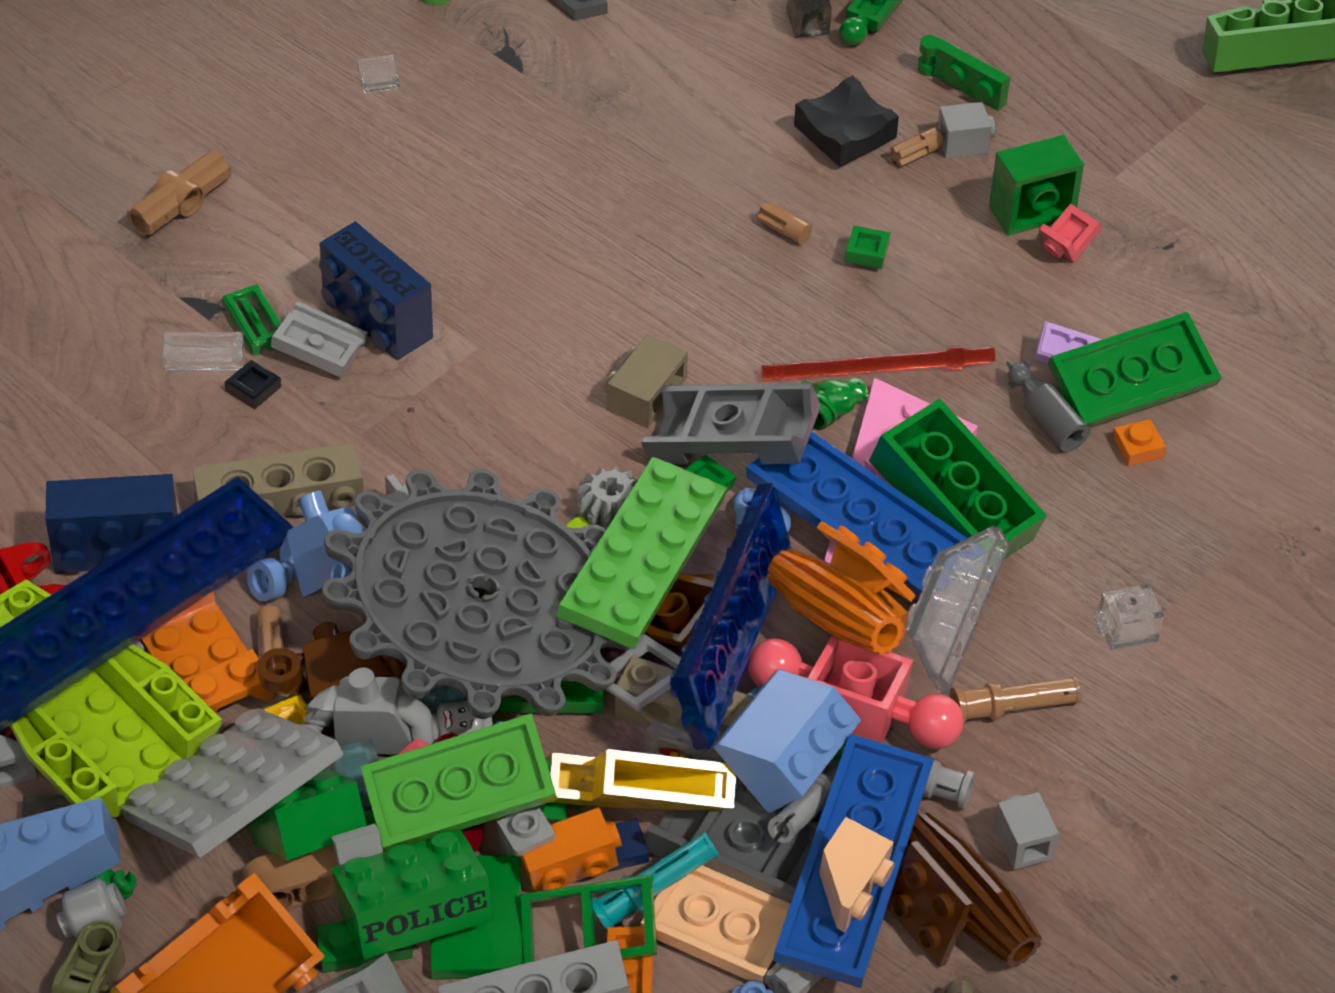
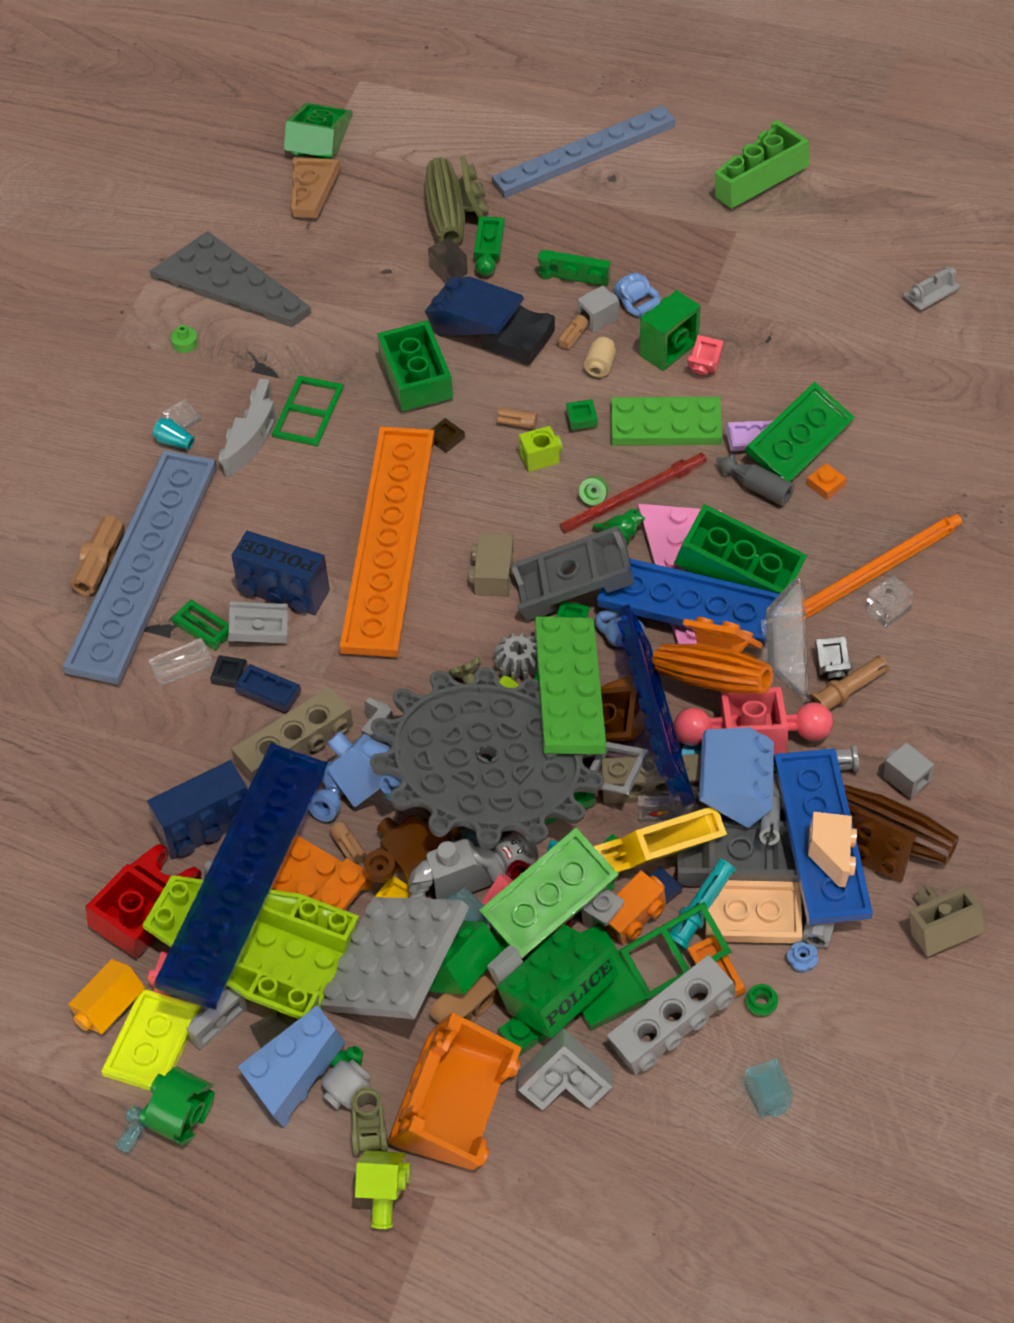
camera: 20 degrees left, 5 degrees up
(220, 225) = (140, 568): none -> sand blue plate
(285, 419) = (268, 688): none -> dark blue plate
(349, 87) = (172, 434): none -> teal cone
(445, 122) = (249, 432): none -> light grey slope
(515, 109) = (289, 406): none -> green window
(524, 489) = (466, 670): none -> olive plant
(533, 307) = (387, 543): none -> orange plate
(683, 211) = (447, 435): none -> dark brown tile
(689, 114) = (415, 365): none -> green brick
(789, 267) = (540, 448): none -> lime brick
(798, 68) = (471, 307): none -> dark blue slope
(826, 340) = (593, 490): none -> bright green tile
(932, 187) = (600, 357): none -> tan brick
(973, 294) = (666, 421): none -> bright green plate
(1013, 656) = (832, 657): none -> bracket
(1023, 122) = (632, 289): none -> medium blue piece
(1138, 570) = (881, 564): none -> orange piece

